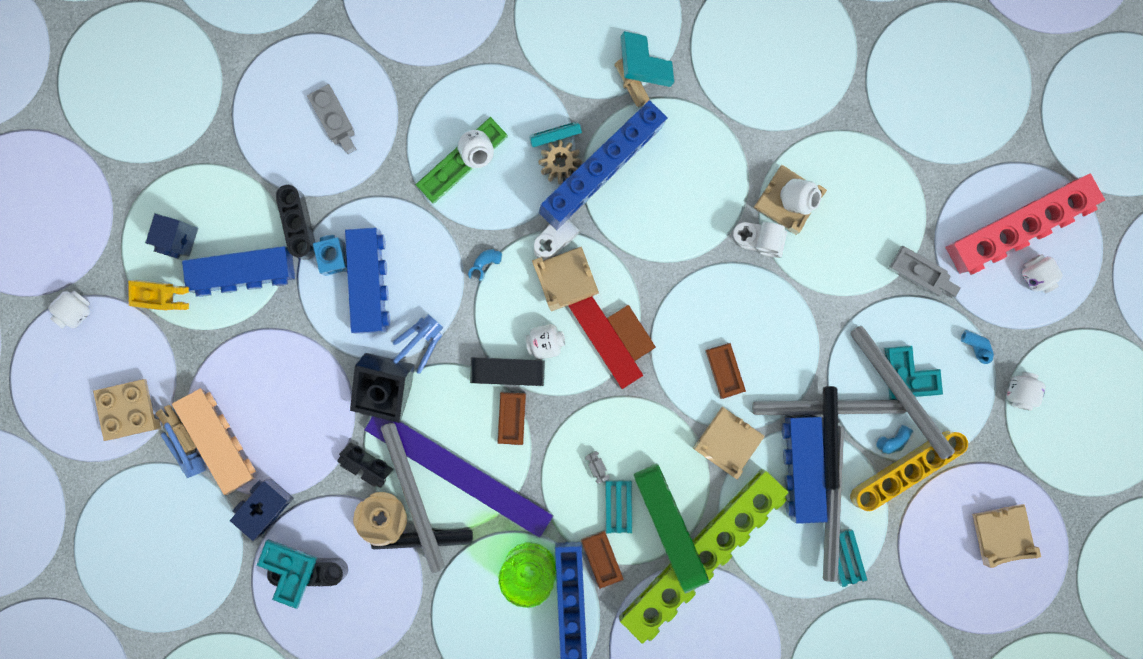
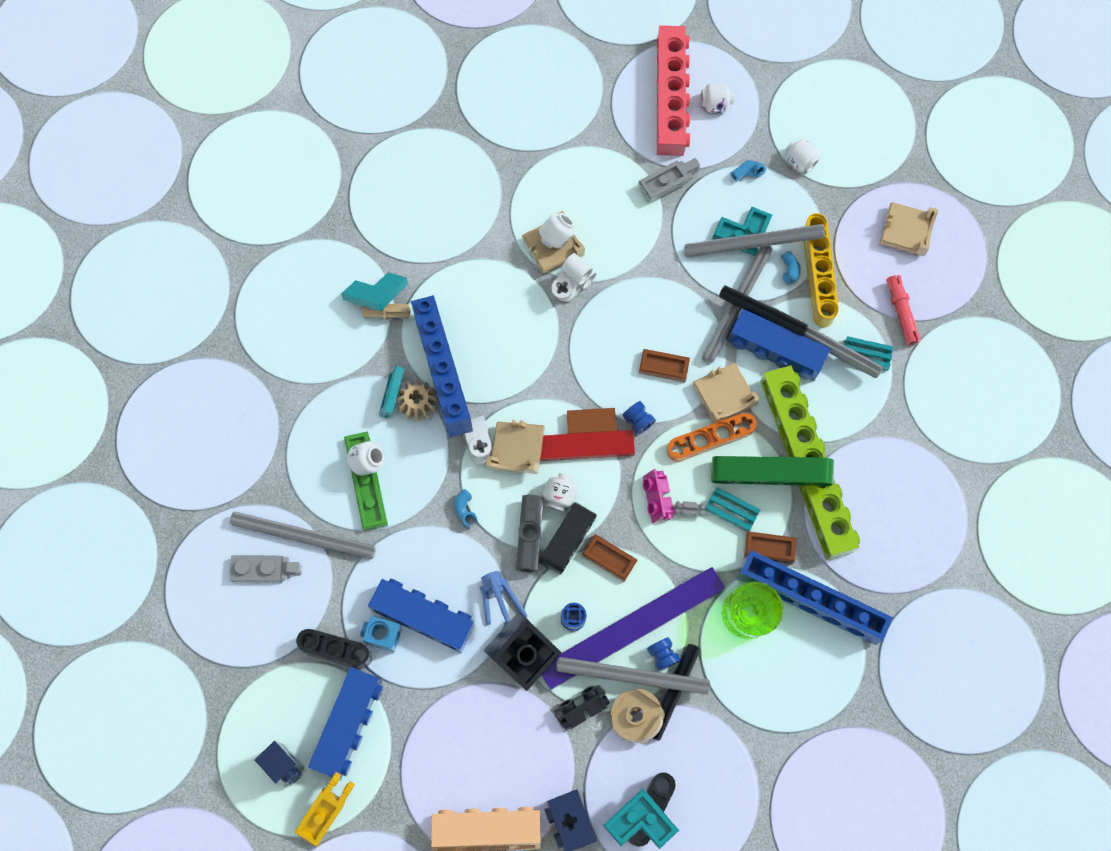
camera: 65 degrees left, 15 degrees down
(381, 134) = (302, 535): none -> light grey axle
(442, 415) = (570, 620): none -> blue wheel
(448, 513) = (664, 655): none -> blue wheel
(476, 341) = (528, 548): none -> dark grey piece
(601, 424) = (655, 485): none -> dark pink hinge
(658, 375) = (640, 419): none -> blue wheel
(679, 450) = (713, 440): none -> orange beam
(912, 571) = (901, 303): none -> coral pin

